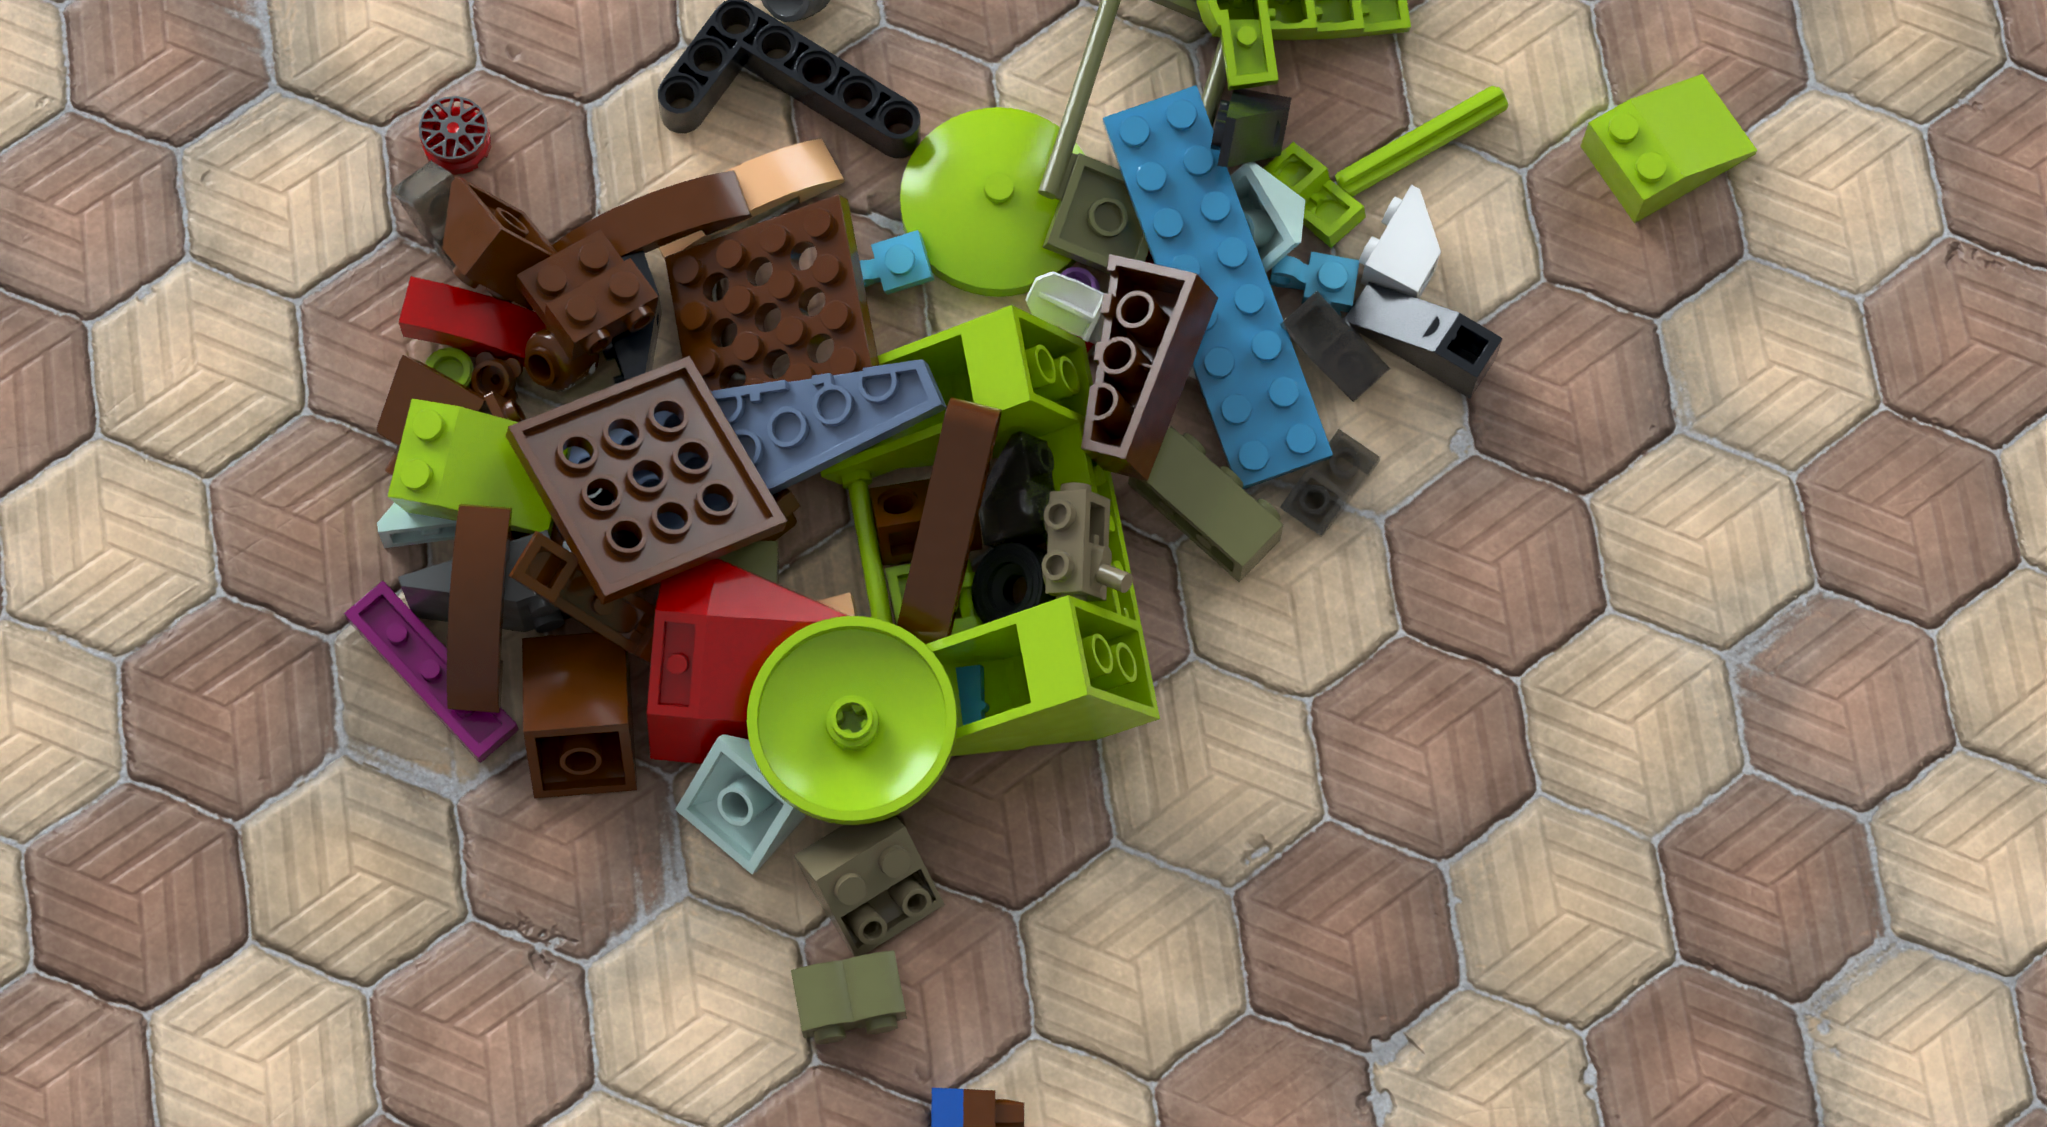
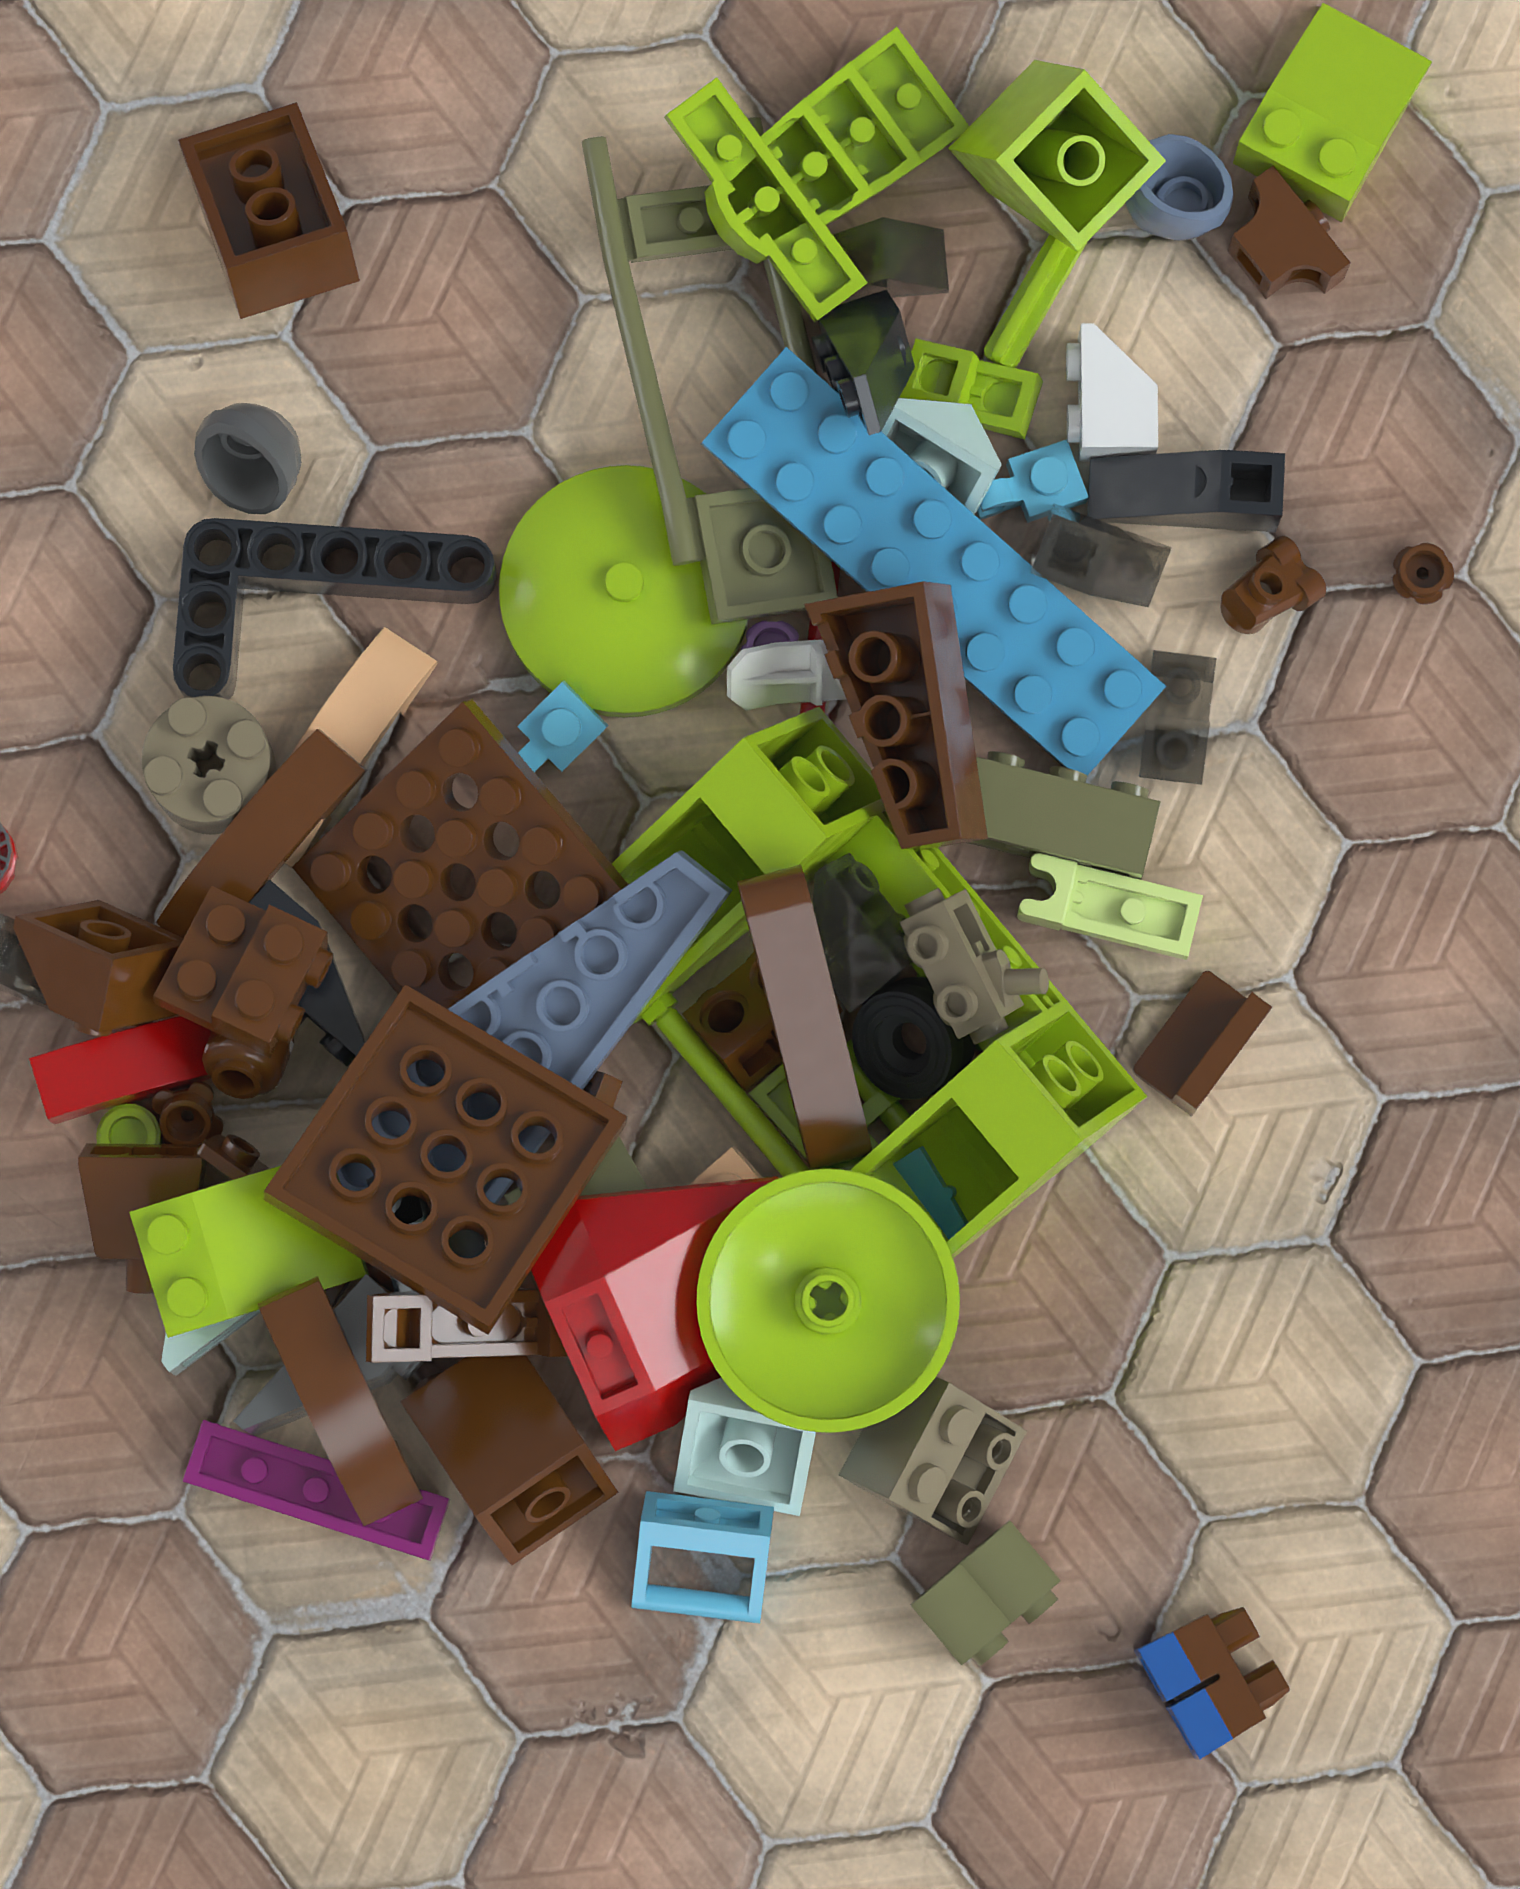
camera: 25 degrees left, 10 degrees up
(637, 138) = (195, 731): none -> dark tan brick
(680, 841) = (709, 1528): none -> medium azure tile
(1209, 582) = (1112, 907): none -> yellowish green plate
(1221, 708) = (1200, 1041): none -> reddish brown panel
(1311, 81) = (897, 257): none -> clear smoke slope
(1444, 429) = (1271, 587): none -> reddish brown plate
(1459, 65) = (1058, 152): none -> lime slope
(1529, 134) = (1185, 194): none -> sand blue hat
(1562, 467) = (1429, 558): none -> reddish brown plate
(1586, 210) = (1286, 240): none -> reddish brown brick

